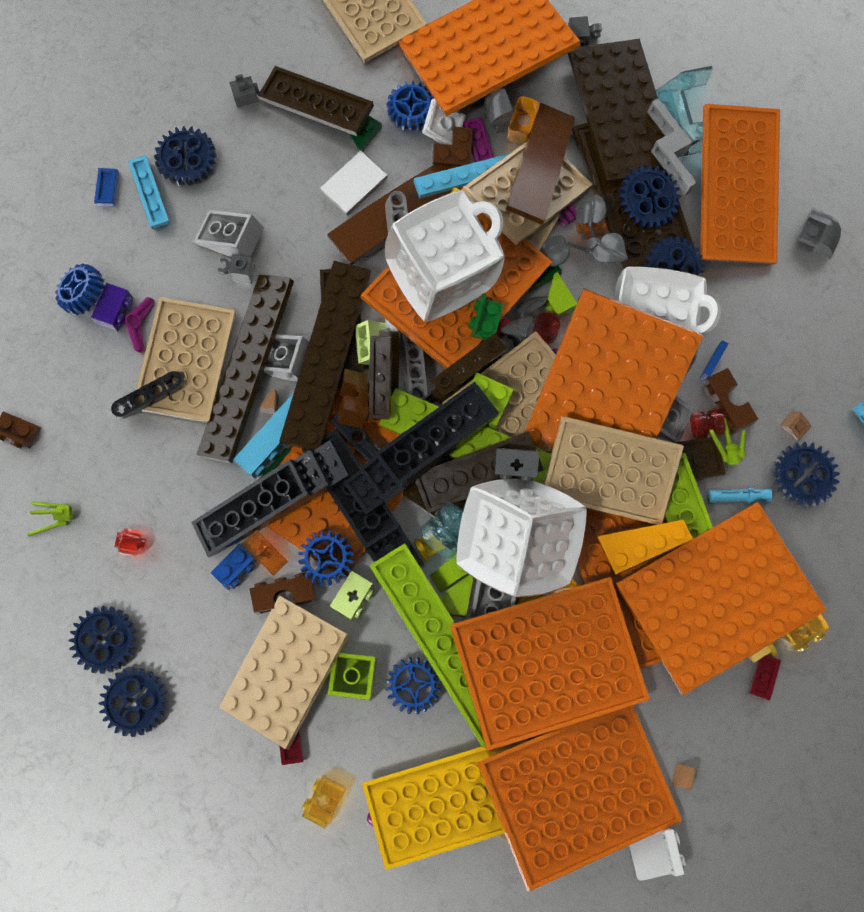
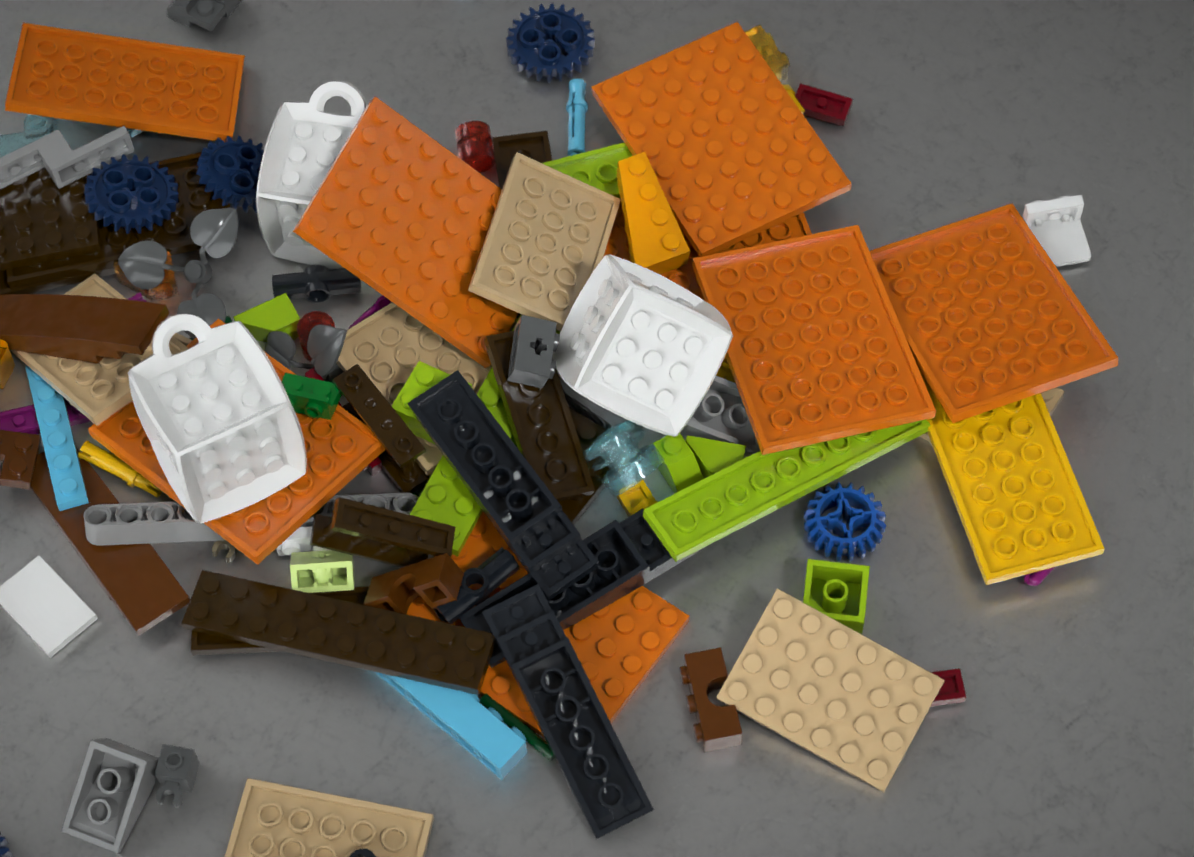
camera: 90 degrees left, 15 degrees down
(234, 567) = (670, 774): blue bracket -> none
(245, 368) = (346, 759): plate -> none
(264, 552) = (646, 728): clear orange slope -> none
(270, 404) = (407, 720): medium nougat slope -> none
(286, 357) = (330, 711): light grey slope -> none
(310, 549) = (679, 644): blue gear -> none
(322, 814) = (1029, 637): clear yellow brick -> none
(353, 584) = (715, 603): yellowish green brick -> none
(683, 776) = (955, 199): medium nougat slope -> none
(732, 453) = (516, 120): lime plant -> none
(736, 416) = (464, 107): reddish brown arch -> none
(796, 424) = (478, 52): medium nougat slope -> none

